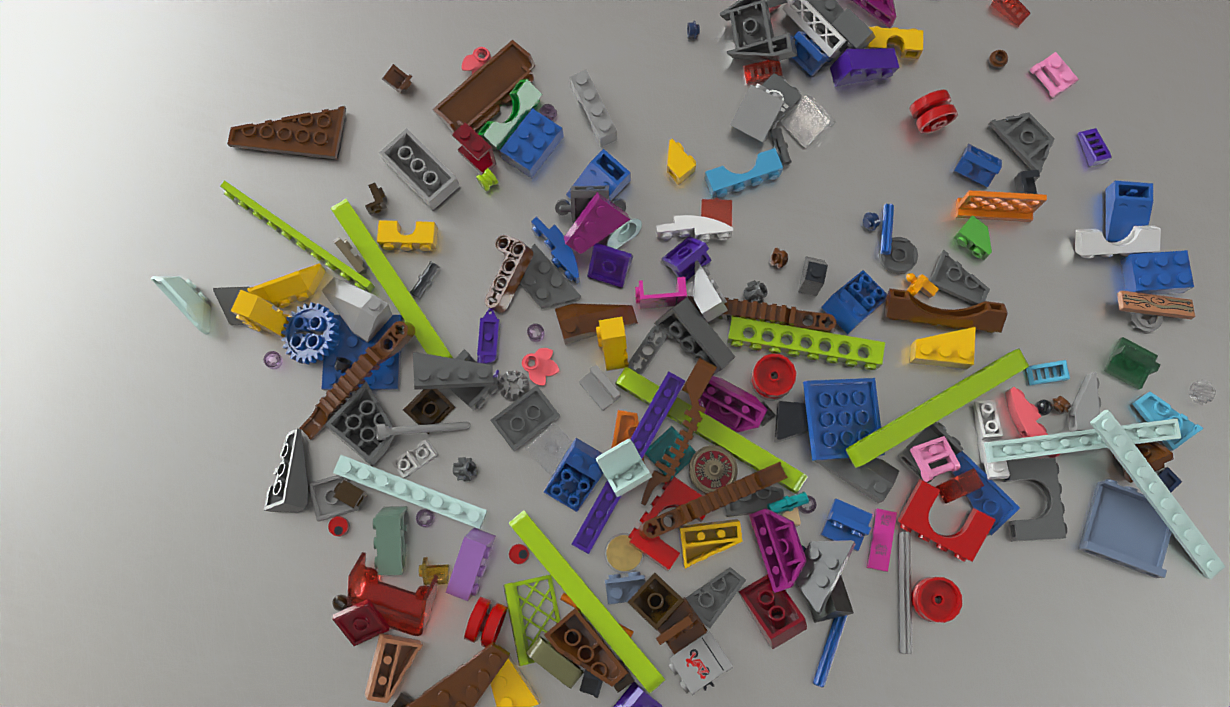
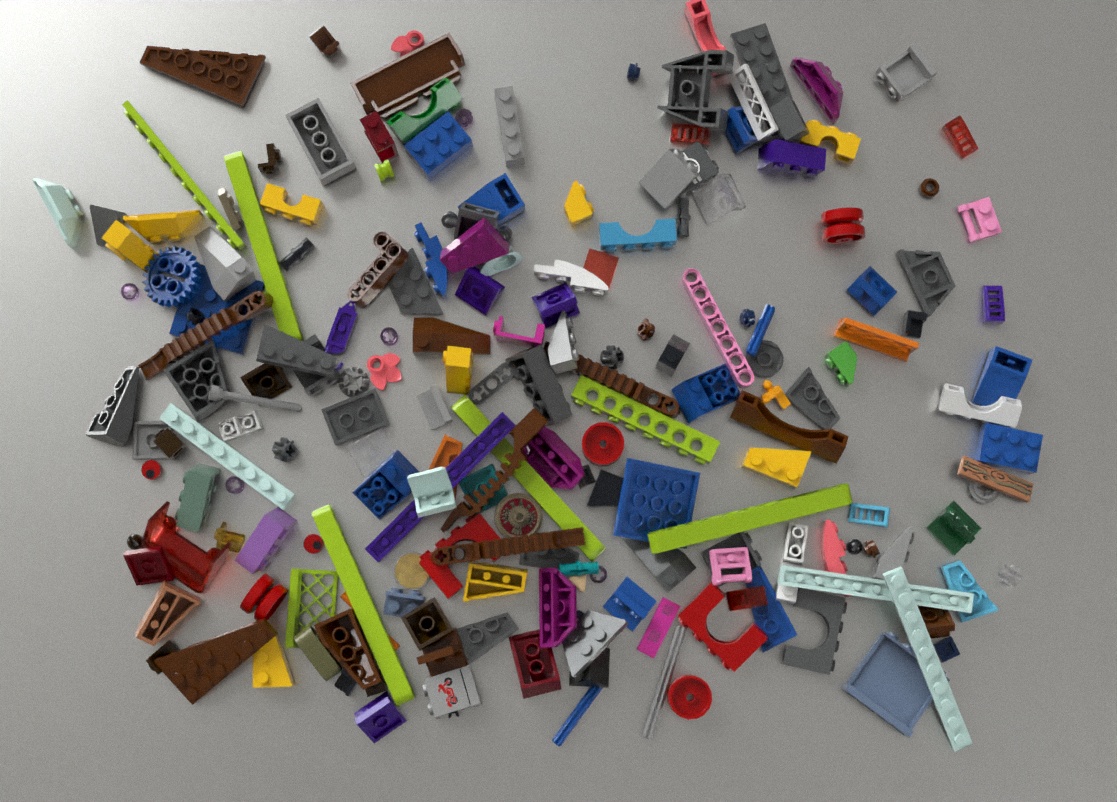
camera: 10 degrees right, 5 degrees up
(848, 247) = (717, 318): none -> bright pink beam

